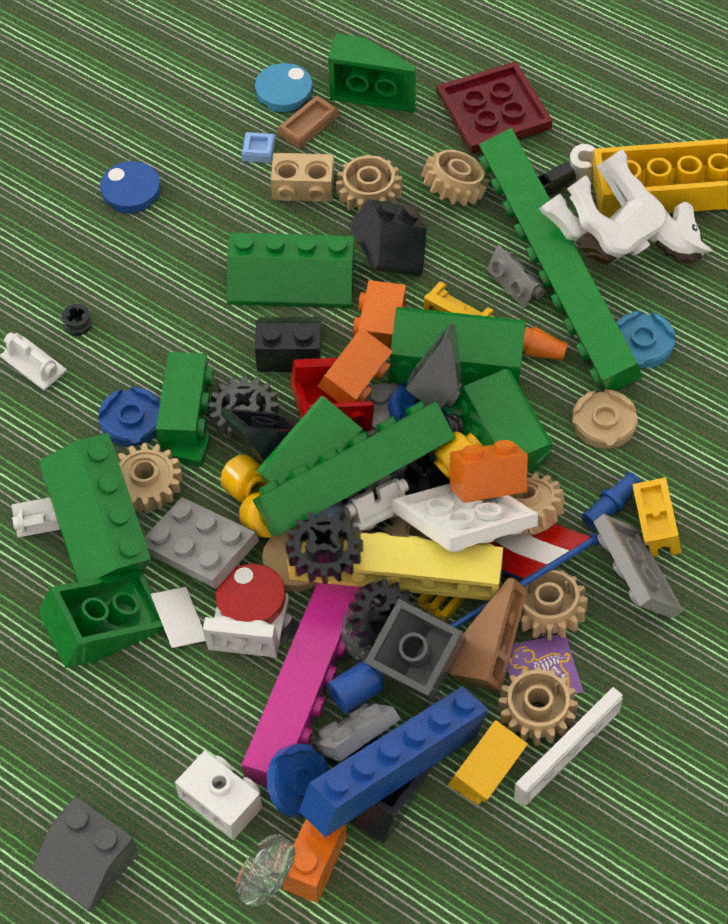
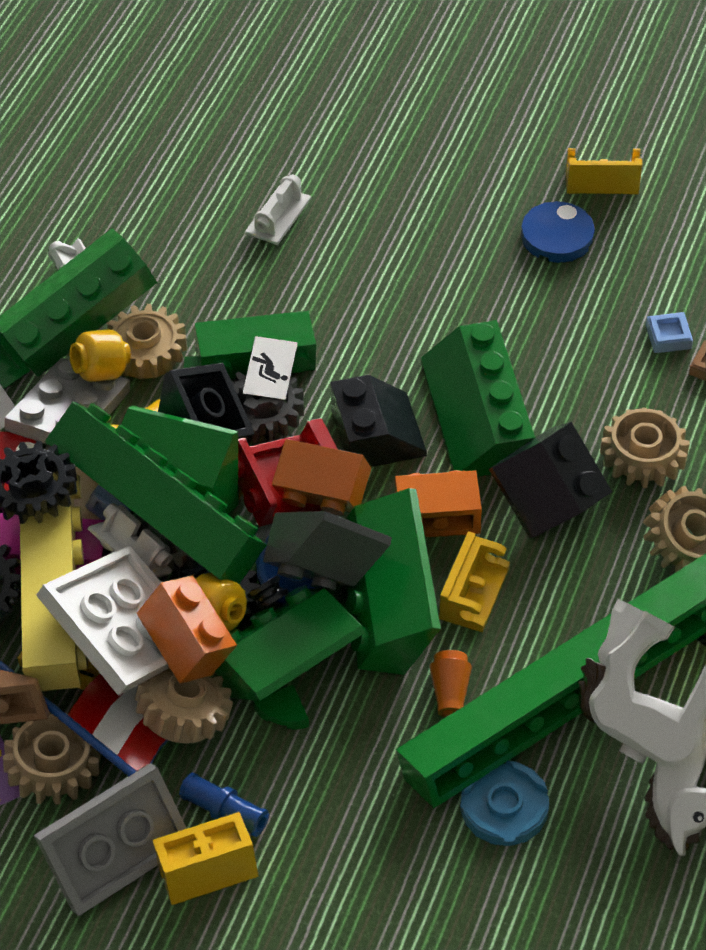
camera: 75 degrees right, 5 degrees down
(76, 328) = (348, 227): black bush -> none
(83, 143) = (603, 175): none -> yellow hinge
(130, 416) = (230, 302): blue tile -> none
(170, 499) = (99, 355): none -> yellow head
(222, 387) = (270, 368): none -> white sticker
(302, 177) = (628, 375): tan brick -> none
(512, 277) = (566, 622): light grey hinge -> none
(604, 419) = (358, 779): tan tile -> none

